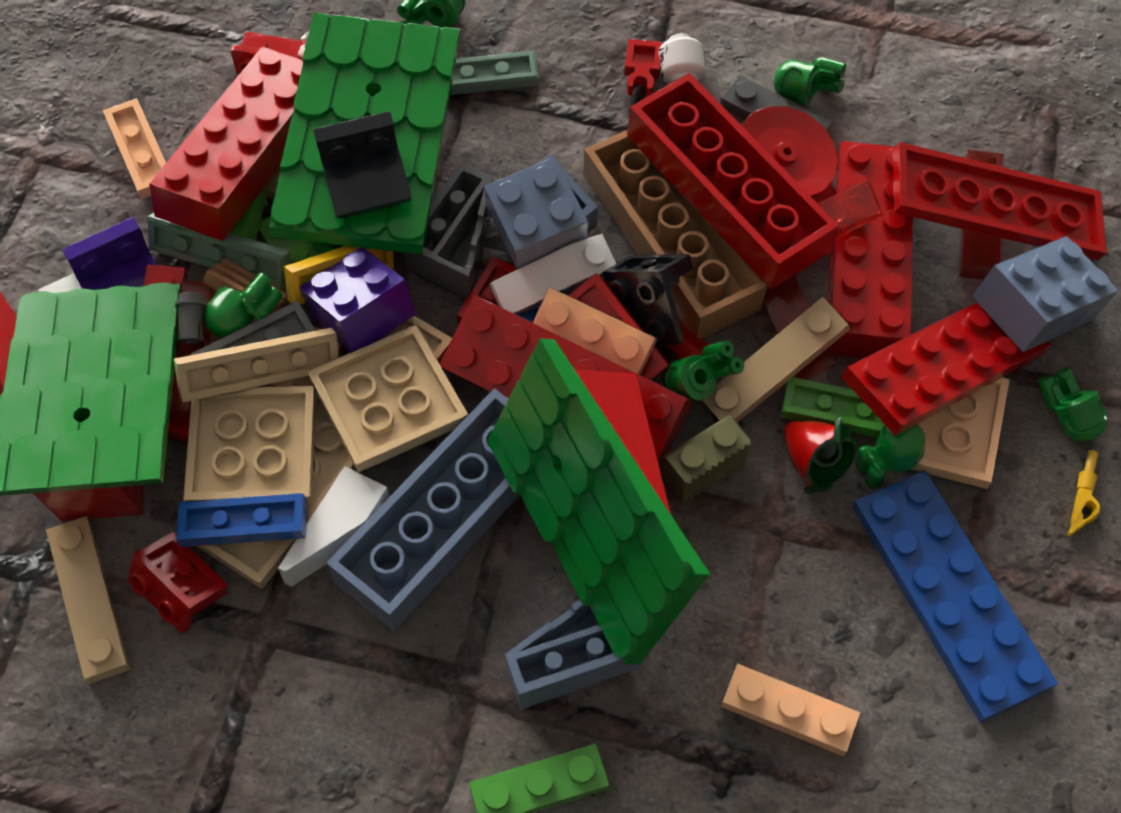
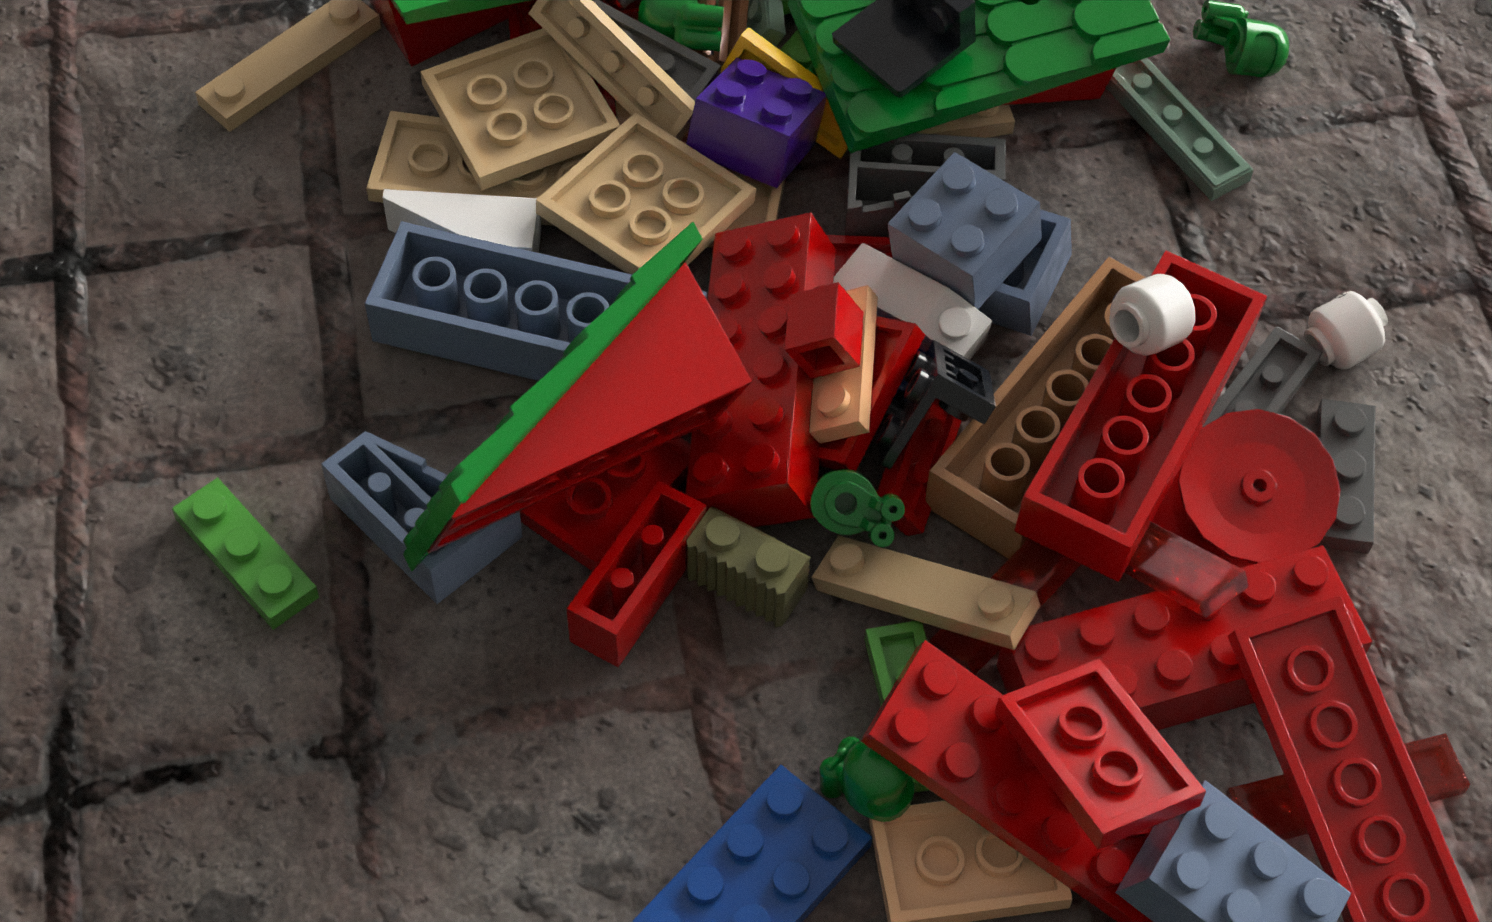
camera: 65 degrees right, 5 degrees down
(174, 581) = (342, 119): red bracket -> none
(242, 520) = (424, 133): blue plate -> none
(581, 324) = (824, 330): none -> red brick
(642, 64) = (1307, 288): red plate -> none
(689, 132) = (1152, 314): none -> white head
(701, 527) = (634, 575): none -> red brick
(790, 710) = (452, 790): light nougat plate -> none
(802, 80) = (1414, 483): green piece -> none
(819, 452) = (820, 694): hat -> none
(961, 308) = (1099, 753): none -> red plate

